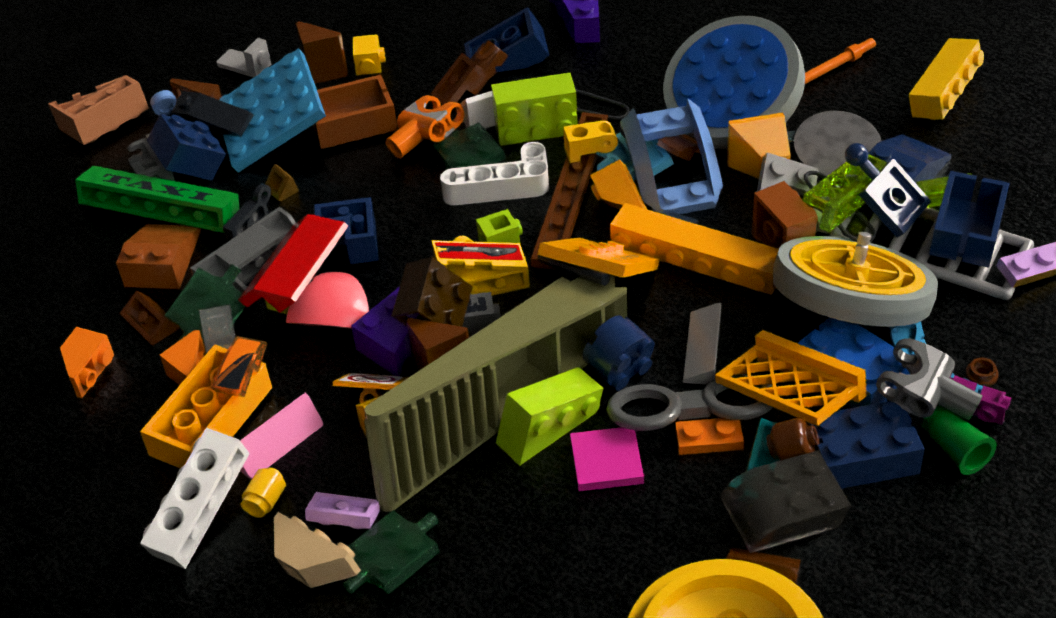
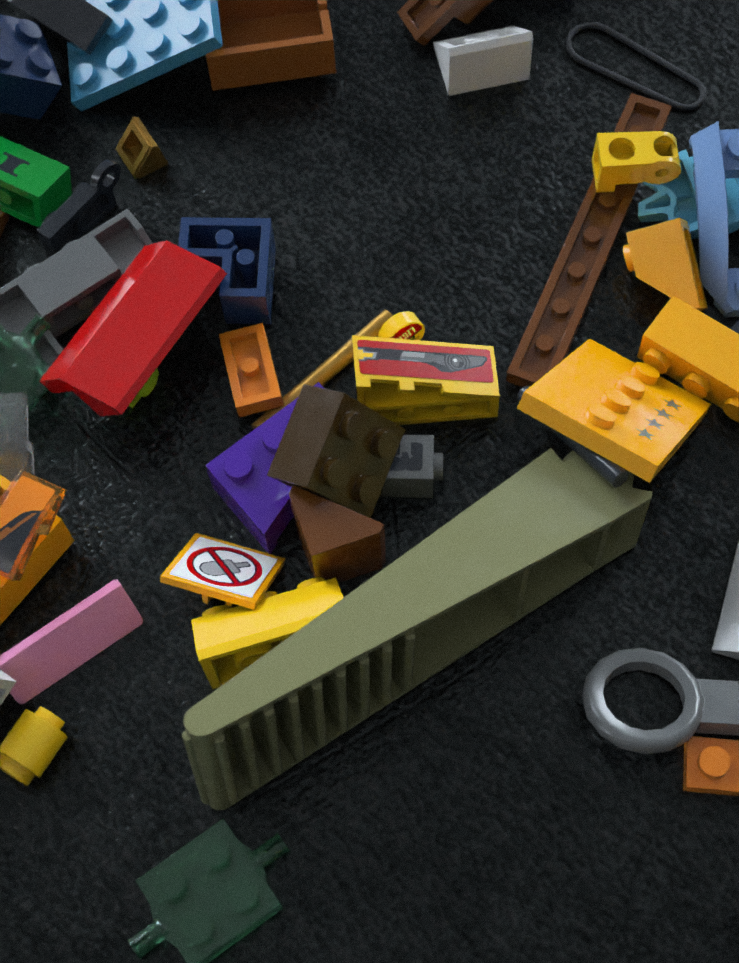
camera: 10 degrees right, 20 degrees up
(311, 554) = (79, 882): tan slope -> none
(329, 300) = (185, 406): coral brick -> none
(342, 510) = (145, 805): lavender plate -> none
(372, 280) = (251, 370): none -> orange plate
(420, 123) = (377, 76): orange connector -> none
(469, 148) = (441, 137): clear green plate -> none
(499, 180) = (419, 203): white beam -> none
(499, 228) = (464, 308): lime brick -> none
(534, 108) = (557, 79): lime piece -> none
(546, 412) = (490, 683): lime wedge -> none
(606, 458) = (567, 782): dark pink tile -> none
(619, 351) = (619, 591): dark blue brick -> none

